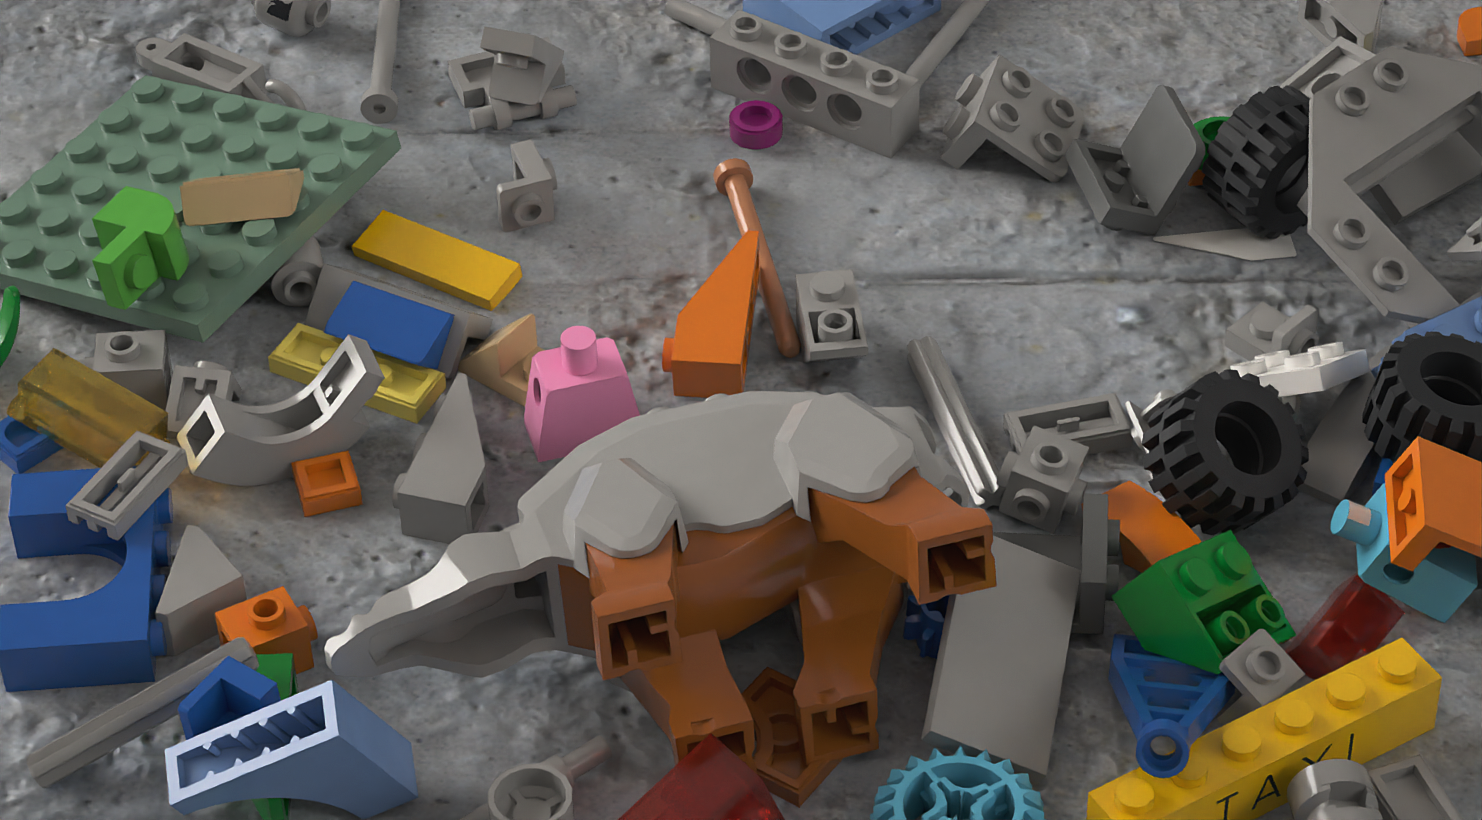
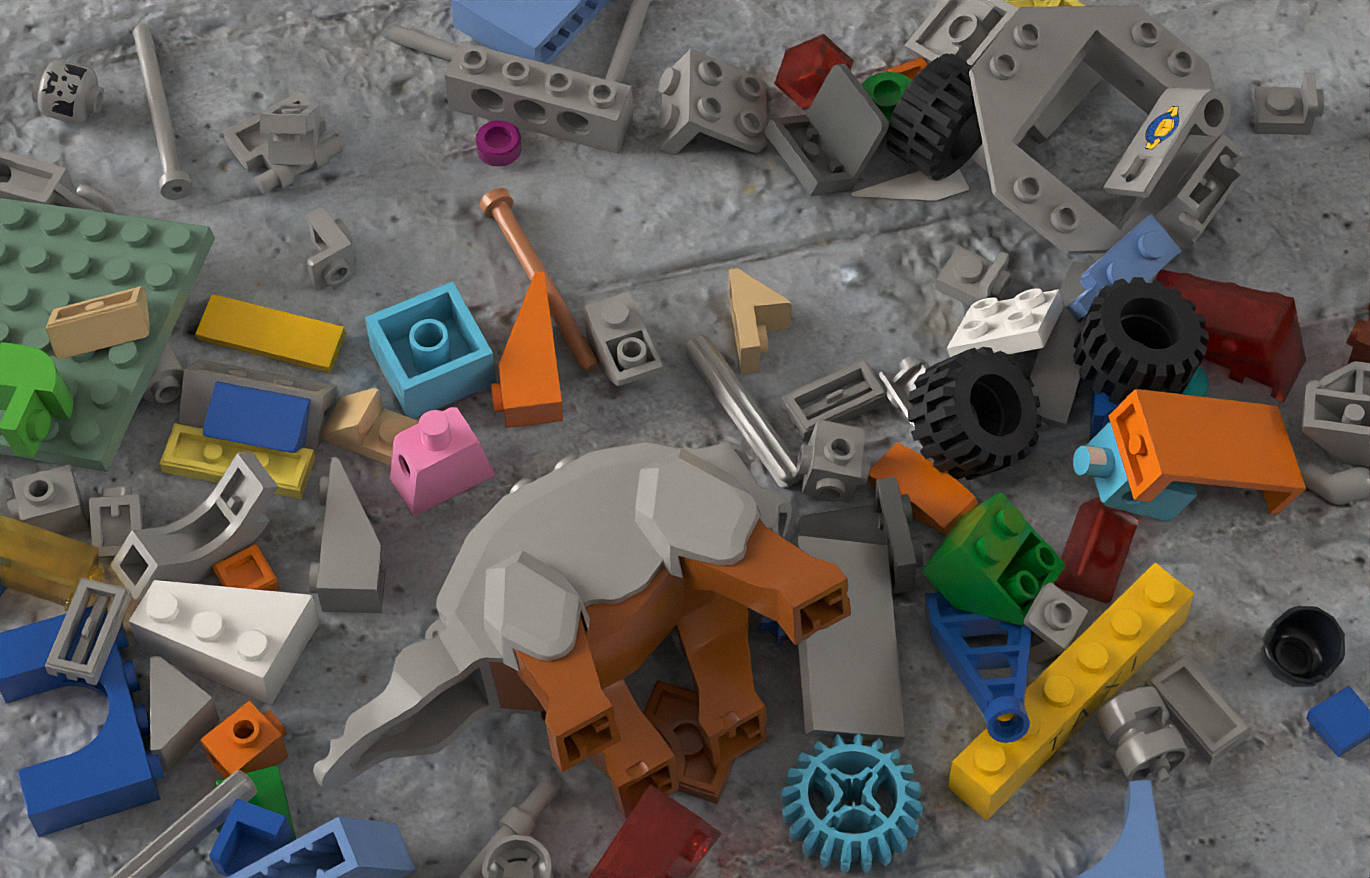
camera: 15 degrees left, 15 degrees up
(287, 524) = (227, 633): none -> white wedge
(612, 286) = (431, 350): none -> medium azure brick
(998, 325) = (754, 312): none -> tan slope
(1128, 96) = (807, 67): none -> clear red brick

